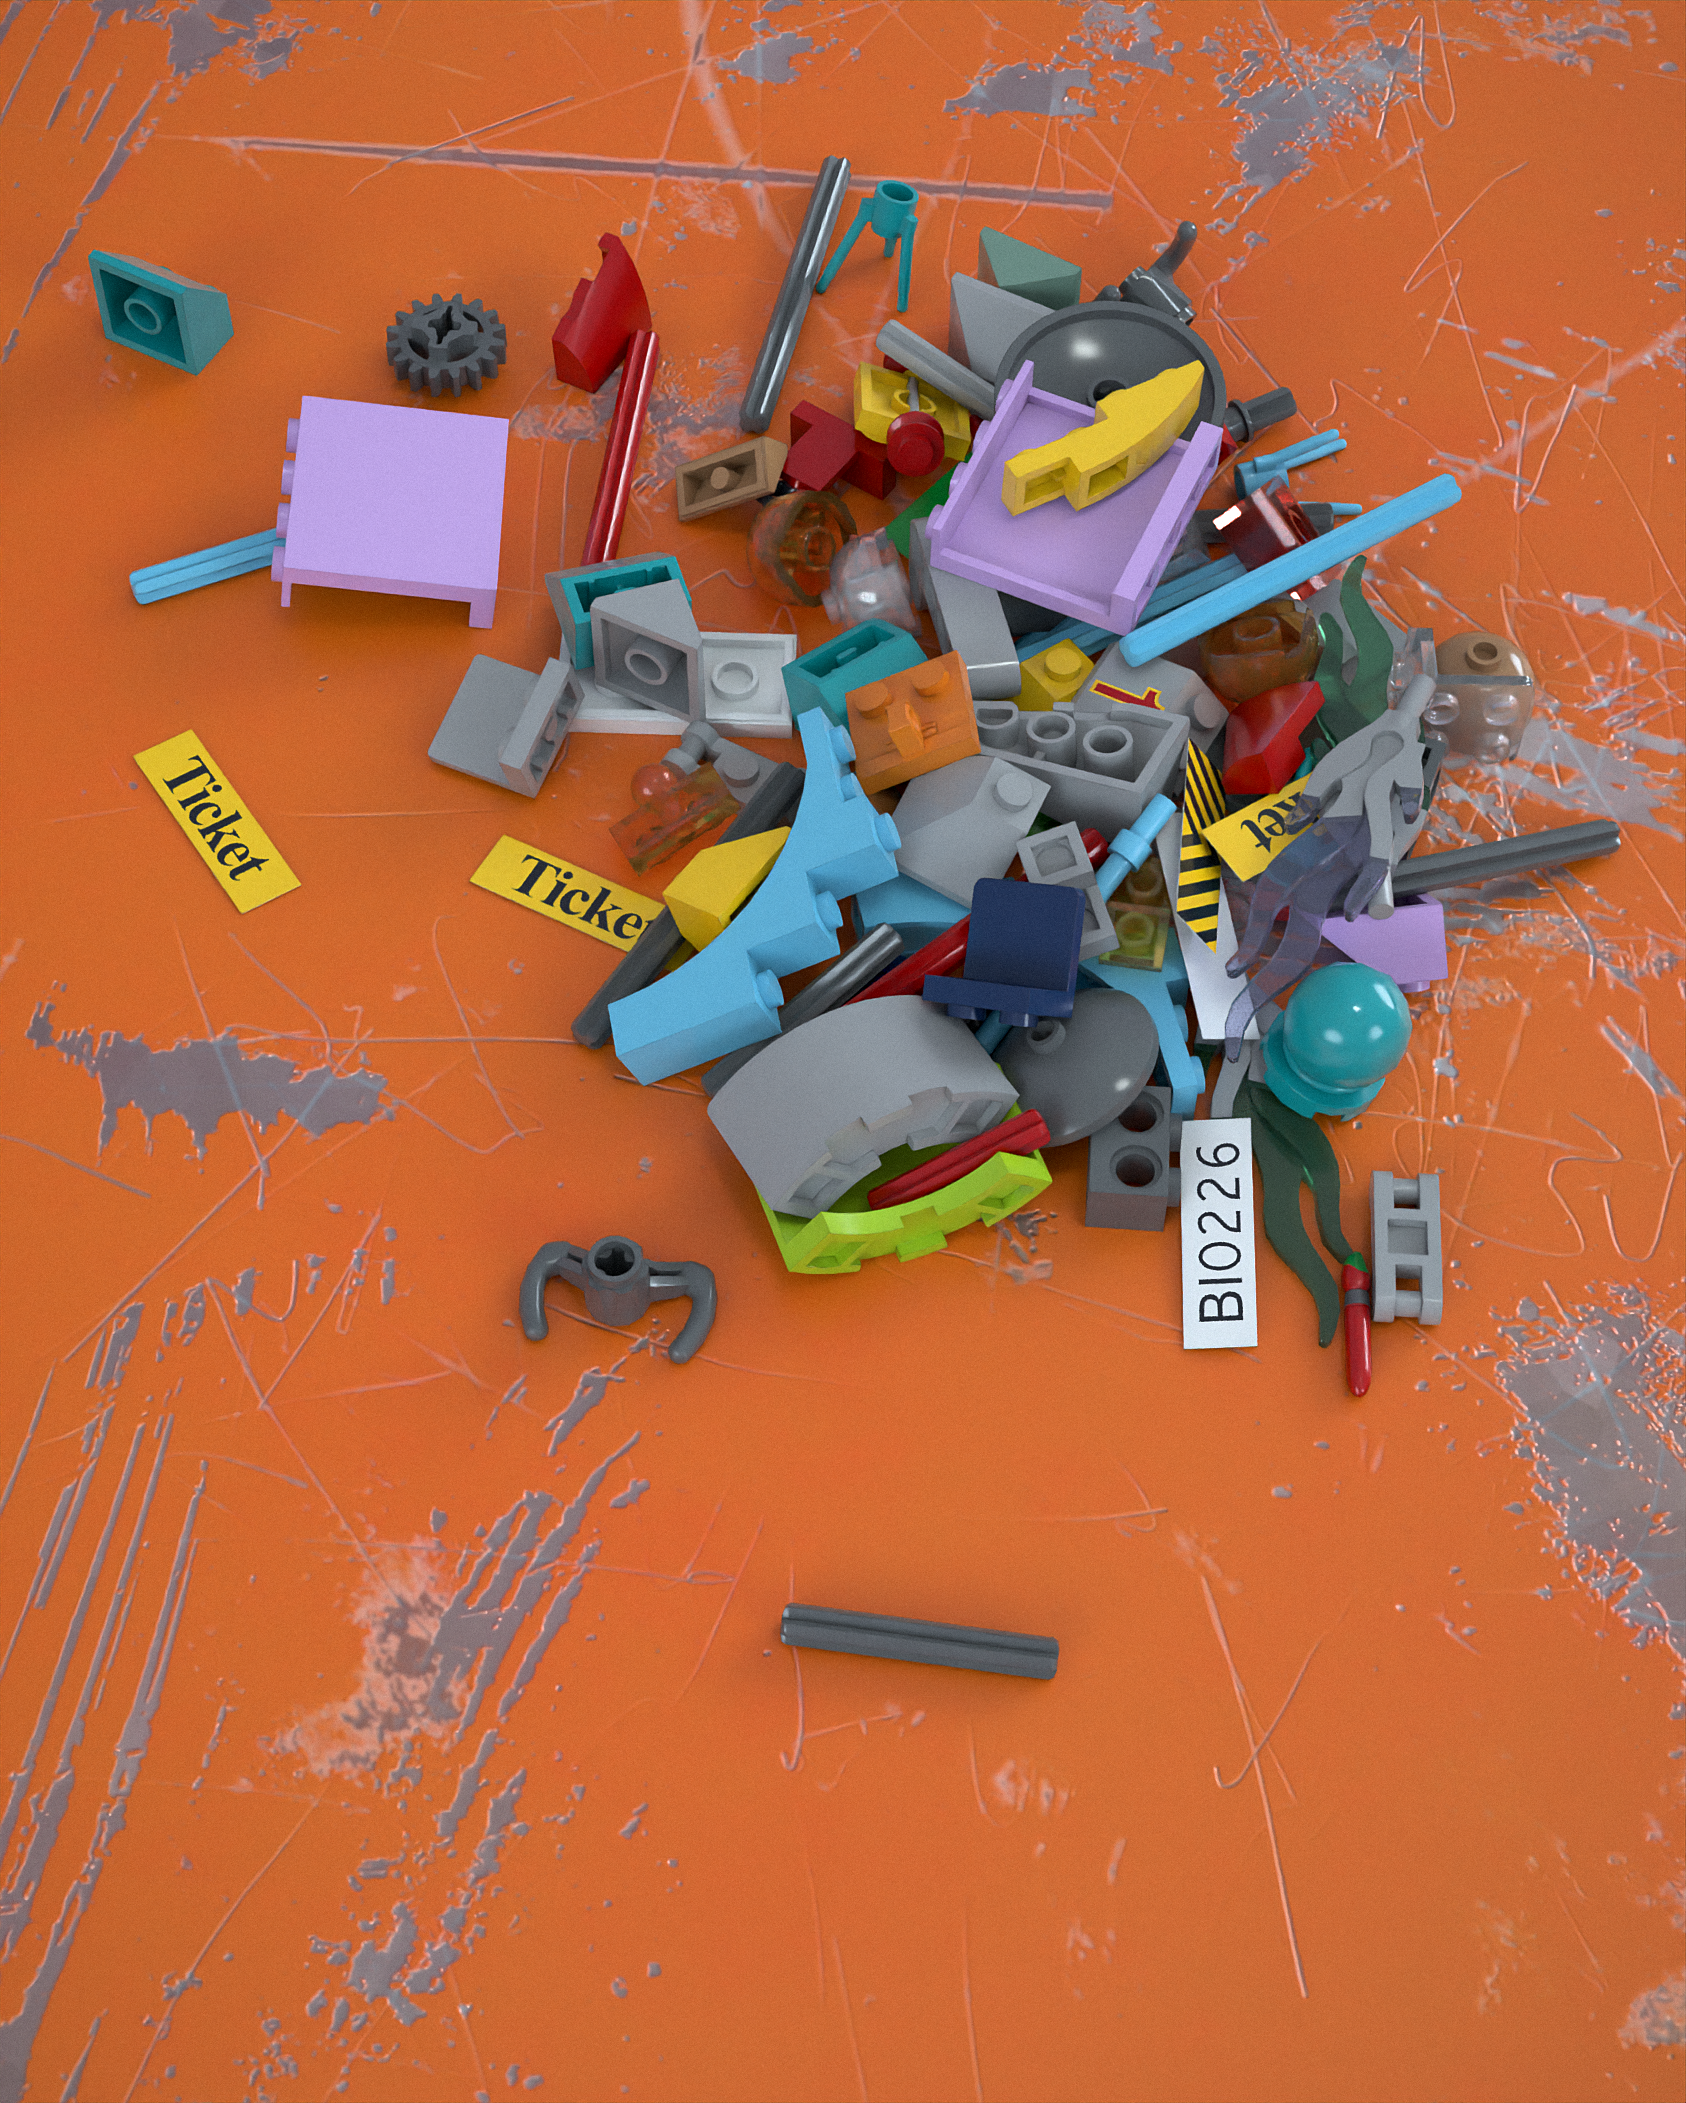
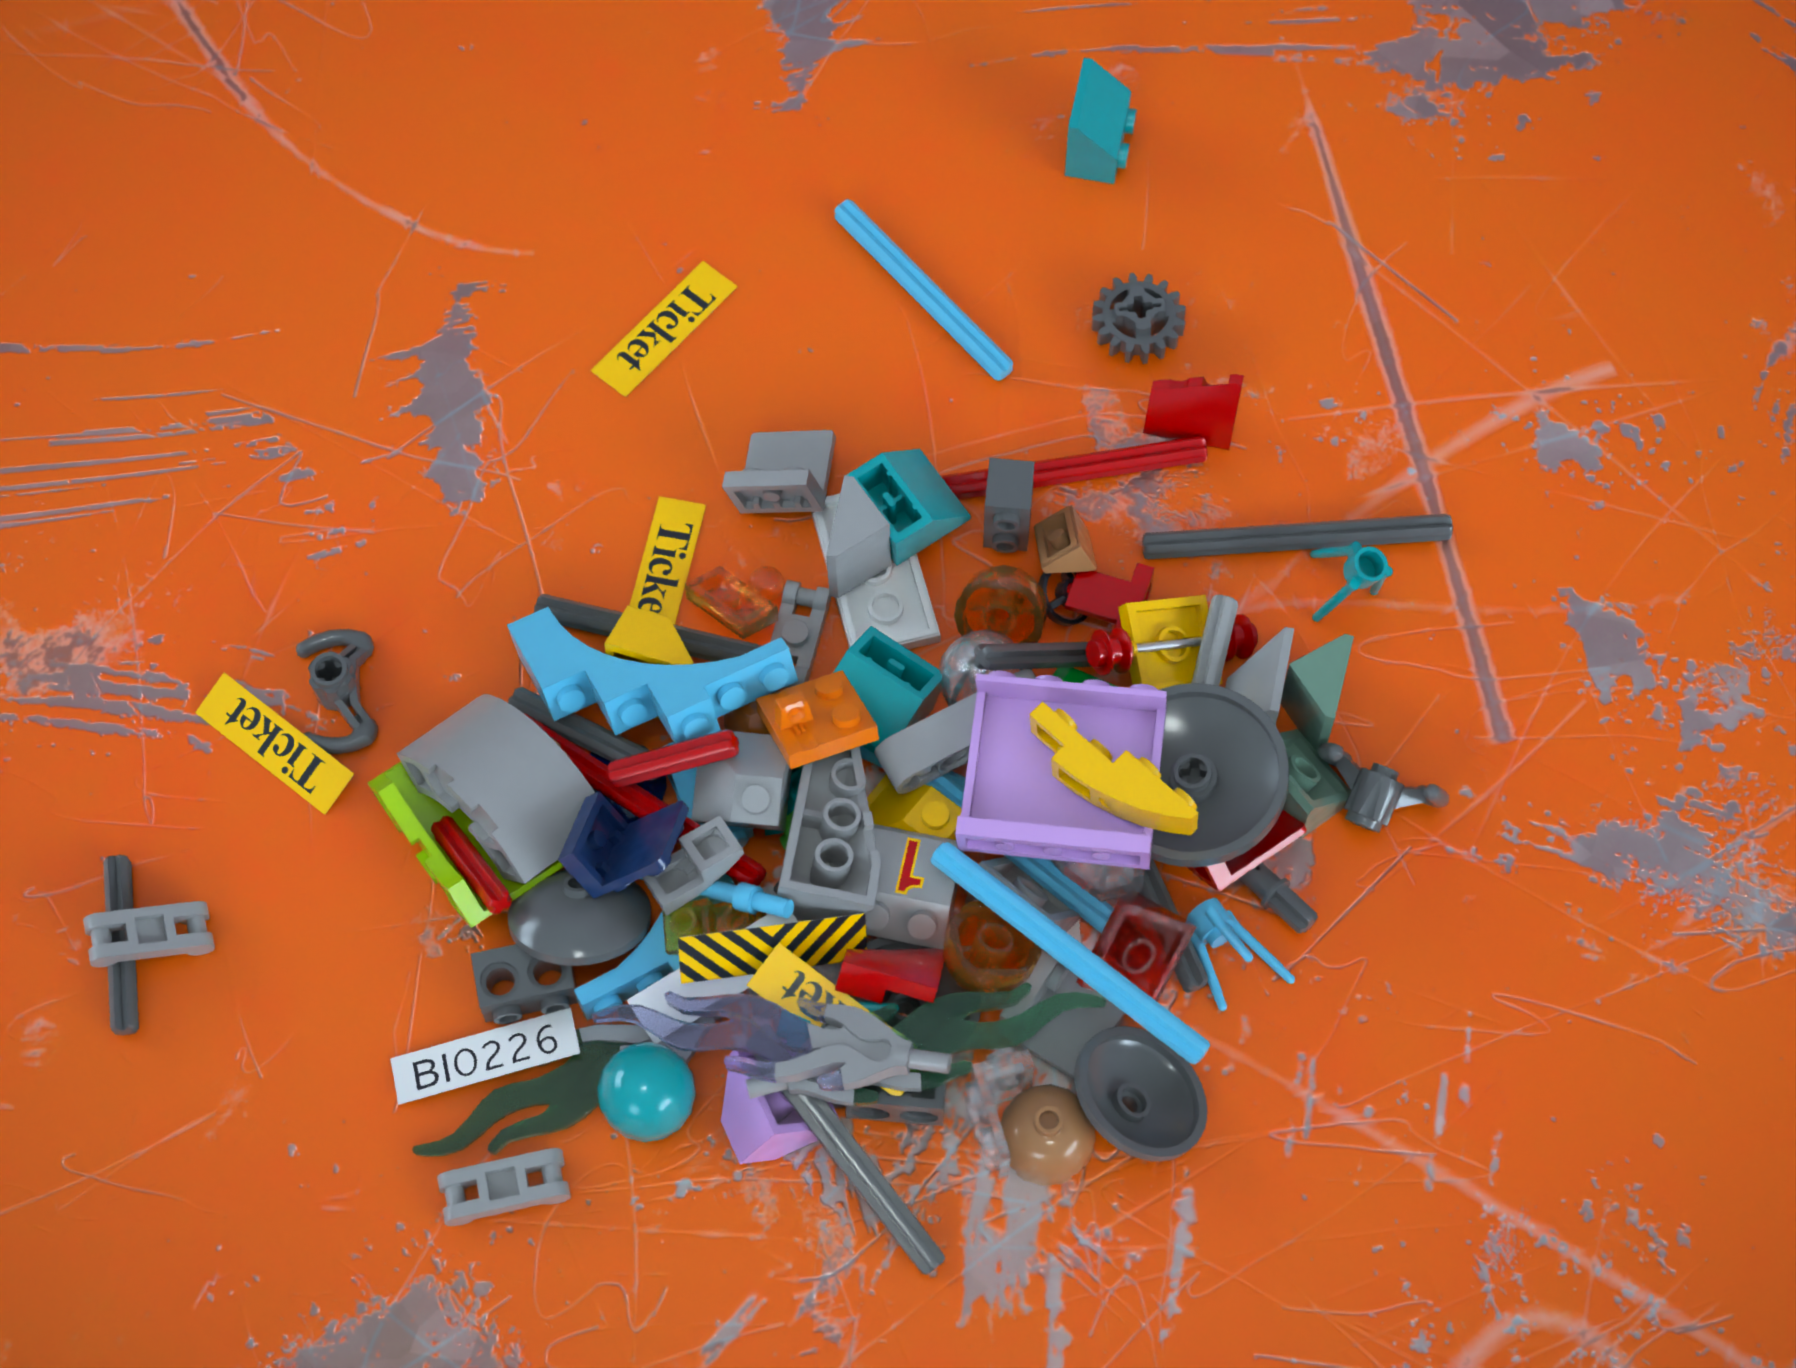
camera: 75 degrees right, 10 degrees up
(393, 503) = (954, 336): lavender panel -> none
(663, 504) = (1008, 505): none -> dark grey brick
(669, 1392) = (274, 743): none -> yellow sticker
(891, 513) = (1031, 655): none -> dark grey axle
(913, 879) = (673, 758): none -> red axle
(928, 1582) = (148, 933): none -> light grey plate
(1357, 1324) = (431, 1168): red piece -> none
(1462, 584) = (1140, 1094): none -> dark grey dish

